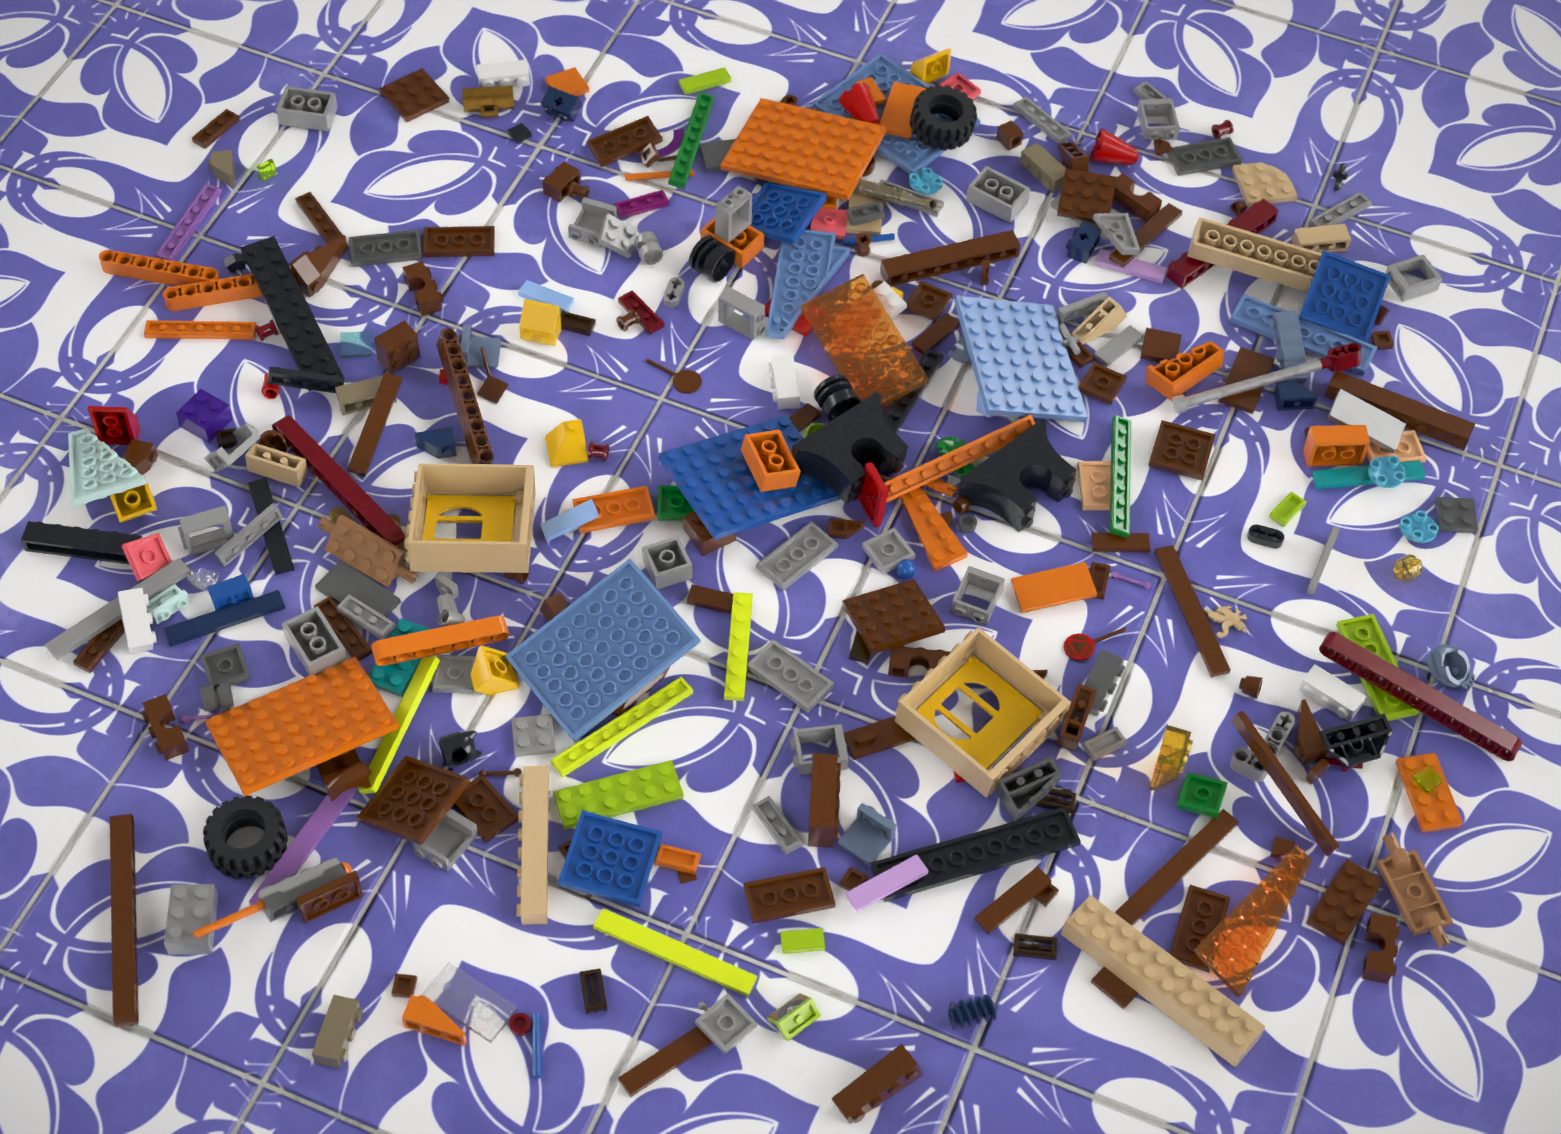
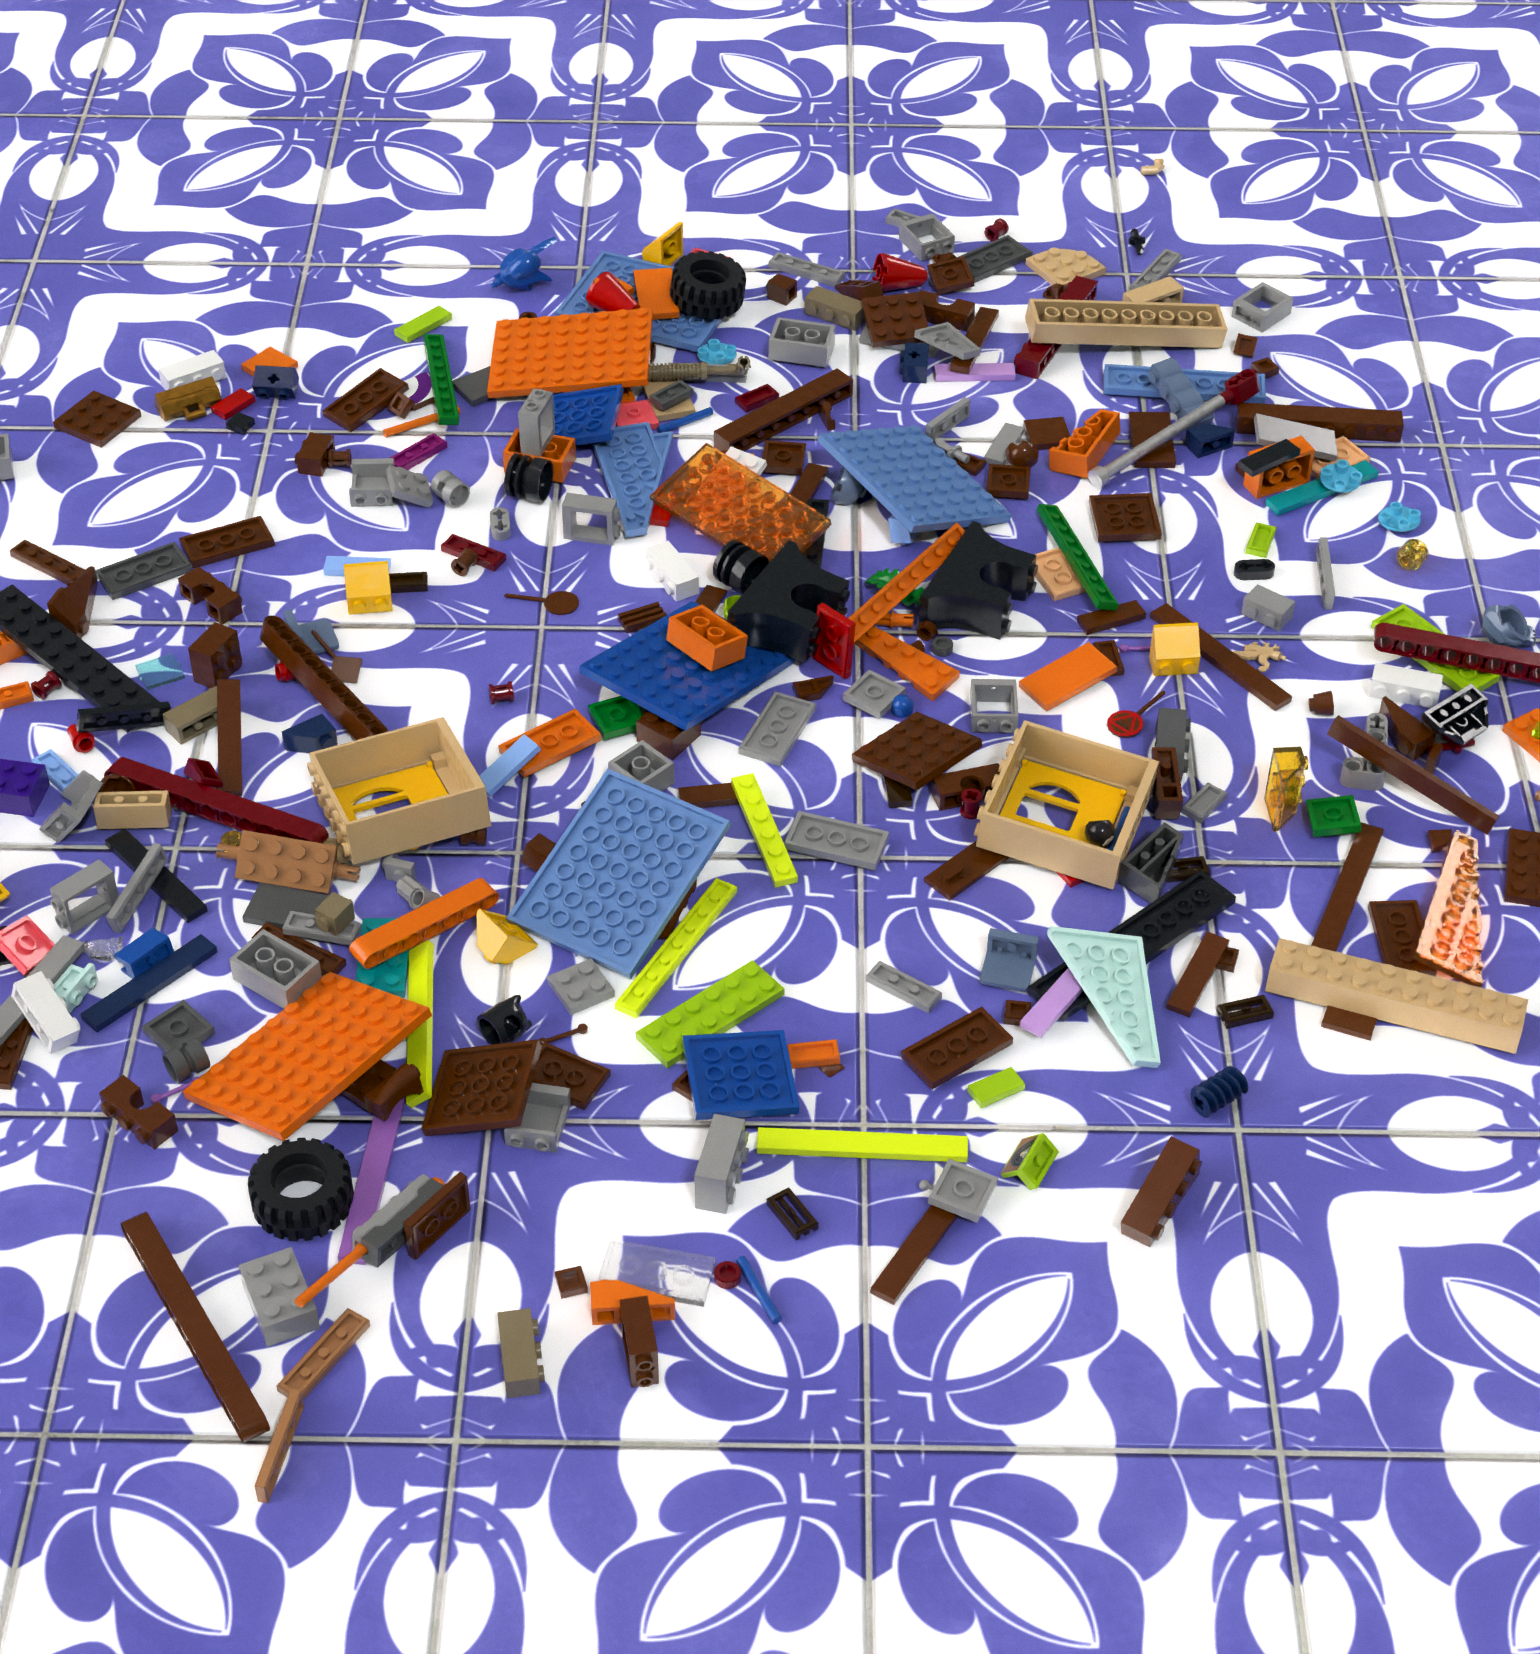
camera: 20 degrees left, 10 degrees down
(136, 1040) = (279, 1446): none -> medium nougat tile
(202, 978) = (324, 1354): none -> medium nougat tile
(226, 438) = (51, 803): dark brown tile -> none
(242, 408) = (58, 771): none -> light blue tile
(341, 450) = (202, 772): none -> dark red slope
(375, 611) = (334, 914): none -> dark tan brick
(422, 1059) = (639, 1341): none -> reddish brown window
(454, 674) = (457, 955): light grey tile -> none
(522, 113) = (233, 403): none -> red tile
(534, 847) = (645, 1091): tan brick -> none
(554, 931) = (720, 1164): none -> light grey brick
(566, 444) = (461, 695): yellow slope -> none
(742, 413) = (641, 617): none -> reddish brown tile
(803, 52) = (522, 267): none -> blue hair
(817, 734) = (918, 878): light grey window -> none
(824, 800) = (945, 942): reddish brown brick -> none
(863, 241) = (684, 422): reddish brown bush -> none
(911, 676) = (971, 799): none -> dark red bush
(937, 235) = (756, 398): none -> dark red tile
(937, 887) = (1116, 982): none -> light aqua wing
(996, 745) = (1099, 832): none -> black piece
(1100, 322) = (975, 424): tan slope -> none
(1124, 363) = (1022, 454): none -> reddish brown hair
(1152, 594) = (1175, 649): none -> yellow slope
(1158, 164) = (950, 275): none -> reddish brown plate
(1255, 578) = (1268, 607): none -> light grey brick
(1323, 439) = (1269, 457): none -> black tile
(1344, 296) = (1210, 333): blue plate -> none
(1400, 104) = (1153, 170): none -> tan arm
(1456, 515) = (1428, 497): dark grey plate -> none

